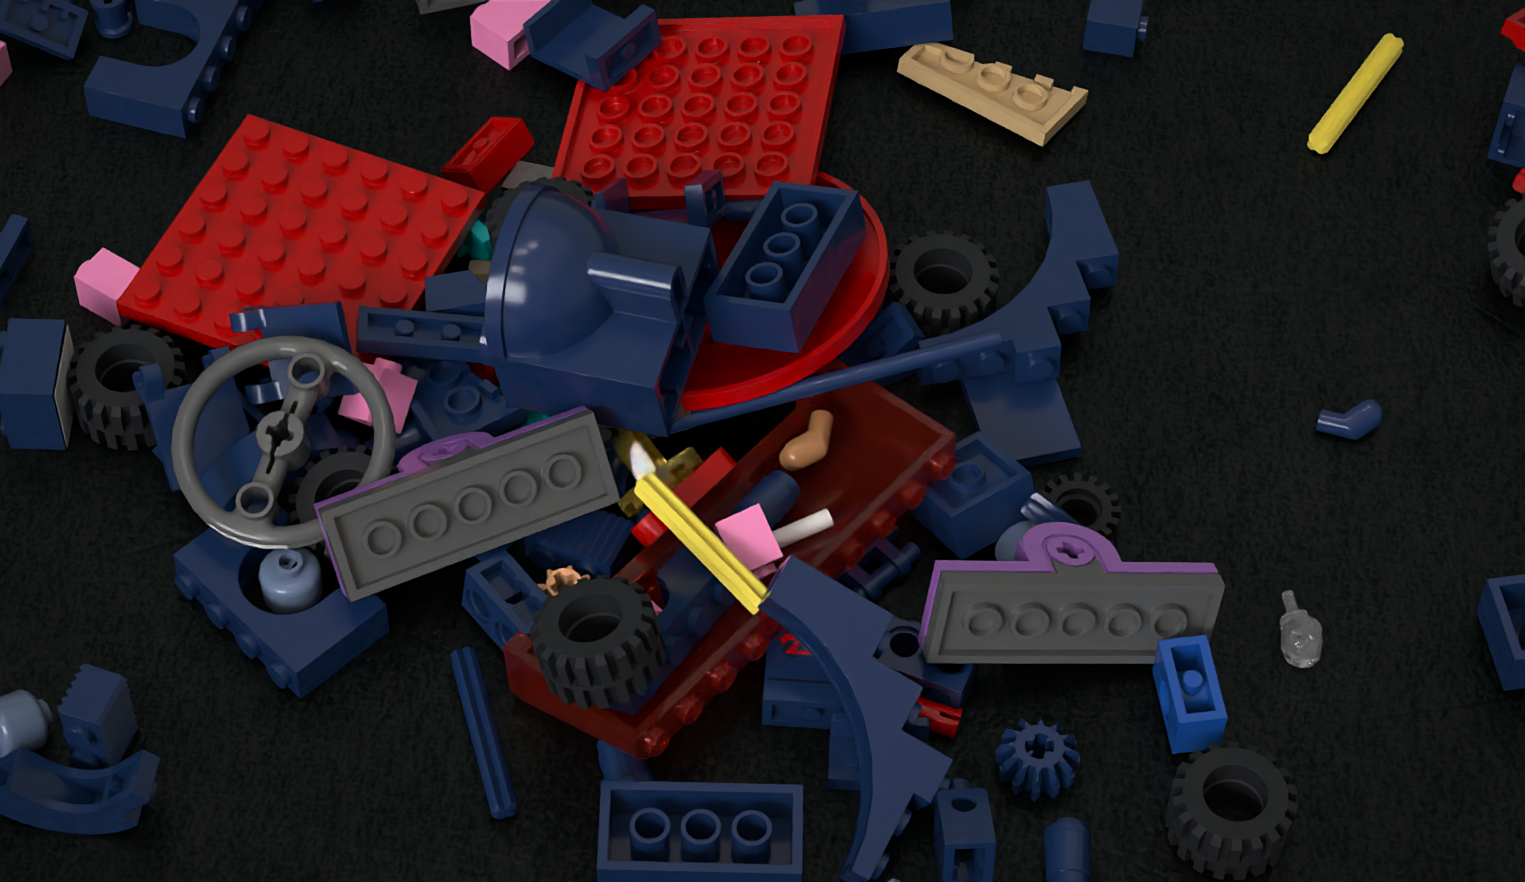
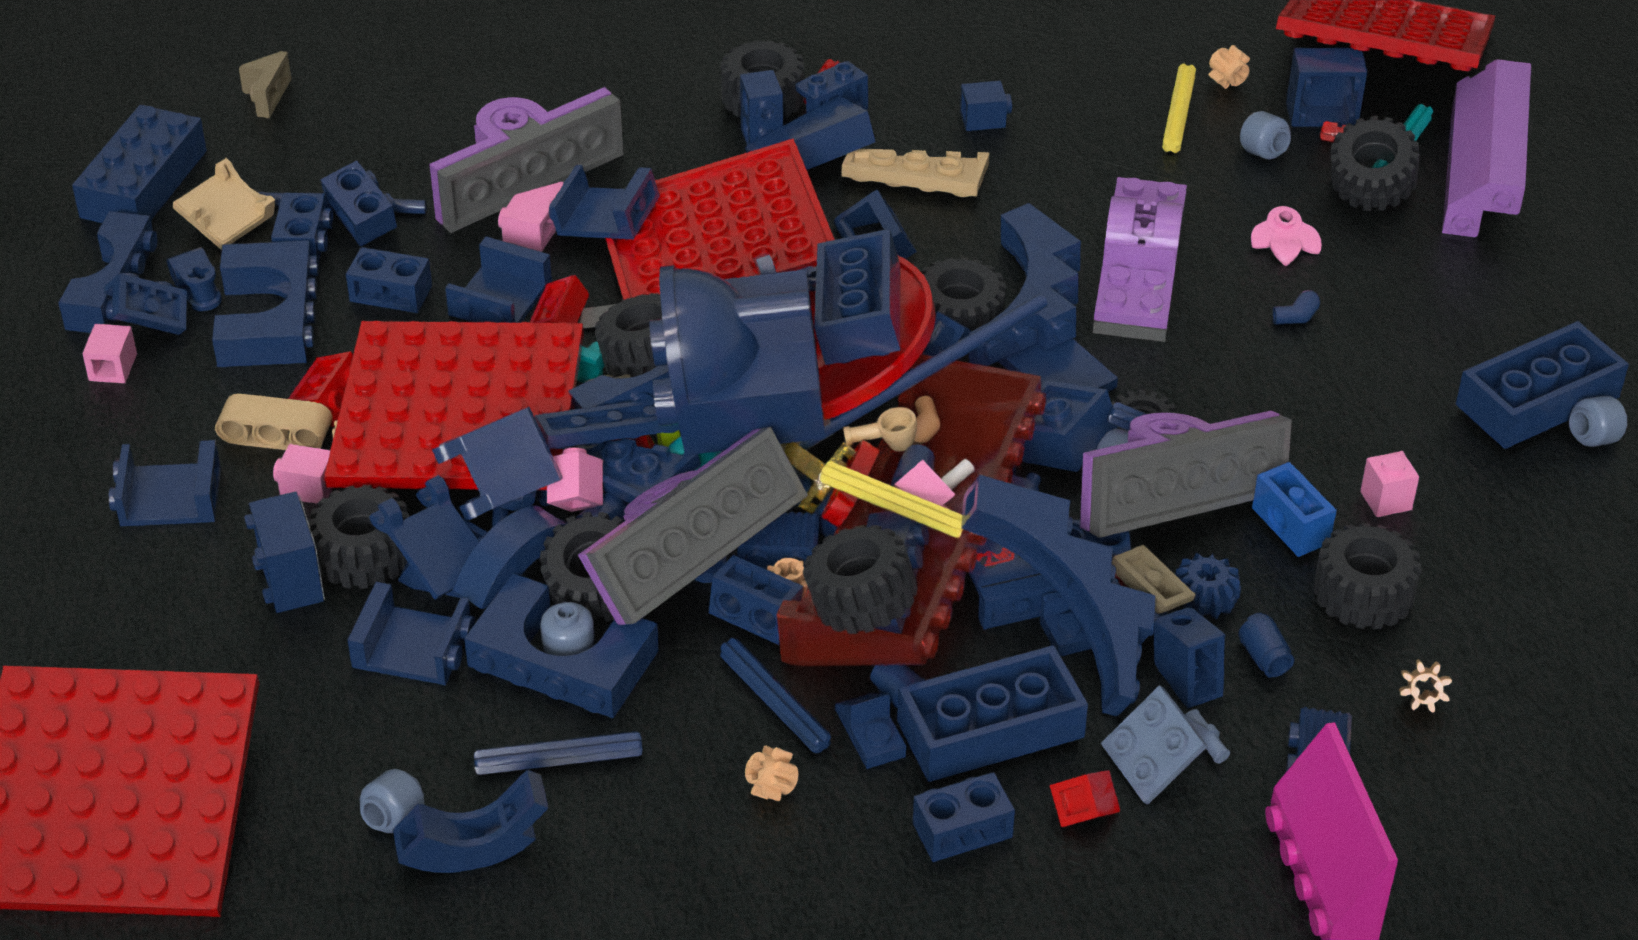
camera: 20 degrees left, 10 degrees down
(97, 718) = (465, 767): dark blue brick -> none
(108, 210) = (273, 422): none -> tan beam
(124, 527) = (408, 640): none -> dark blue panel
(176, 179) = (325, 382): none -> red bracket
(222, 725) = (558, 753): none -> dark blue axle
(306, 356) = (520, 455): dark grey piece -> none
(316, 61) = (389, 280): none -> dark blue brick
(425, 831) = (771, 773): none -> light nougat gear
(437, 109) = (504, 286): none -> dark blue panel
(568, 810) = (871, 728): none -> dark blue slope
(764, 441) = (895, 426): none -> tan bar
(917, 165) = (870, 211): none -> dark blue tile
(966, 734) = (1146, 573): none -> dark tan slope
(1192, 290) = (1139, 259): none -> medium lavender piece
(1300, 634) = (1345, 452): clear piece -> none
(1327, 696) = (1389, 484): none -> bright pink brick
(1391, 317) = (1287, 237): none -> bright pink plate
(1437, 165) = (1265, 135): none -> sand blue head
(1444, 55) = (1229, 66): none -> light nougat gear

